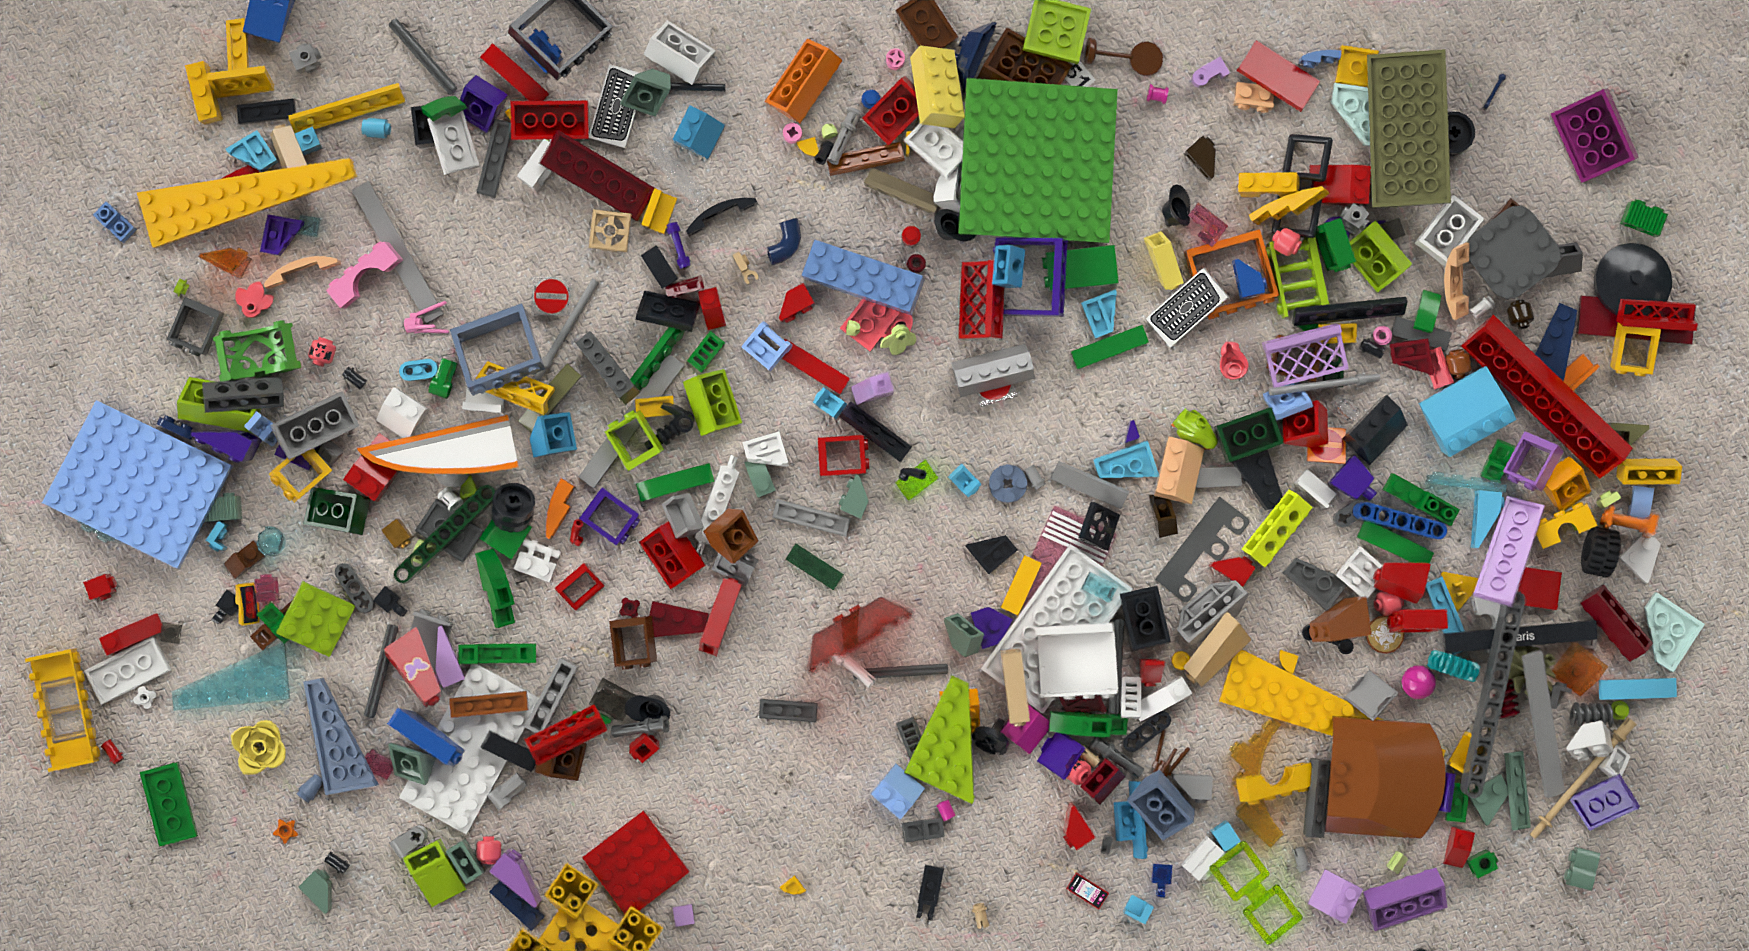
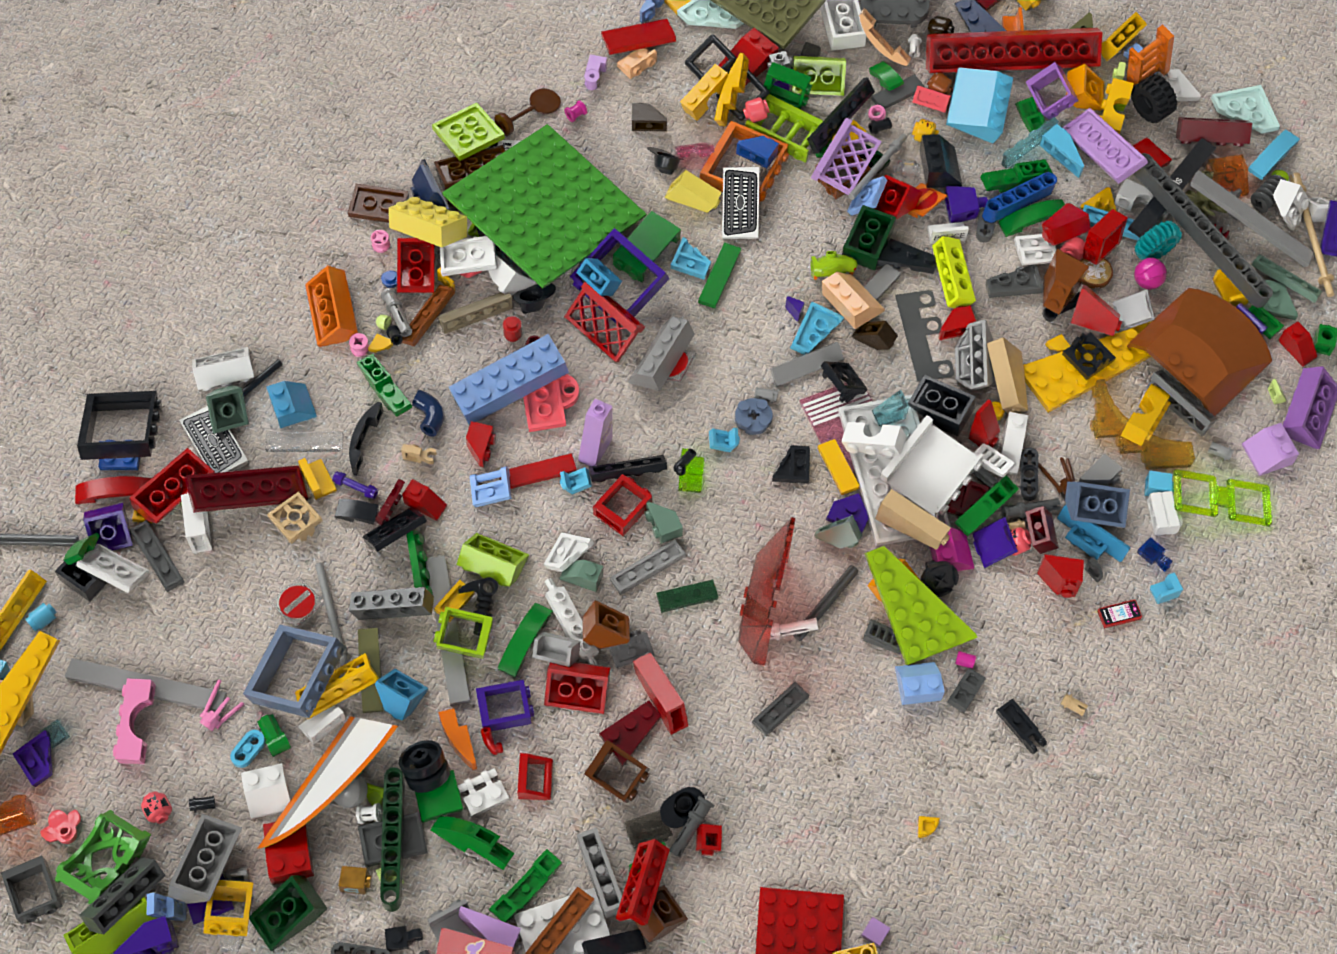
camera: 45 degrees left, 25 degrees down
(278, 277) = (94, 744): light nougat slope -> none
(625, 604) = (581, 754): dark red plate -> none
(715, 338) = (447, 520): green slope -> none
(775, 187) = (383, 385): none -> green slope
(852, 328) = (536, 417): yellowish green hinge -> none
(898, 339) = (577, 395): yellowish green plate -> none
(1064, 613) = (887, 442): none -> white arch
(1233, 362) = (806, 208): coral hair -> none
(1304, 711) = (1088, 372): none -> black piece
(1338, 670) = (1095, 313): none -> red slope
(1398, 390) = (924, 127): none -> yellow head
(1413, 354) = (909, 104): dark red wing -> none

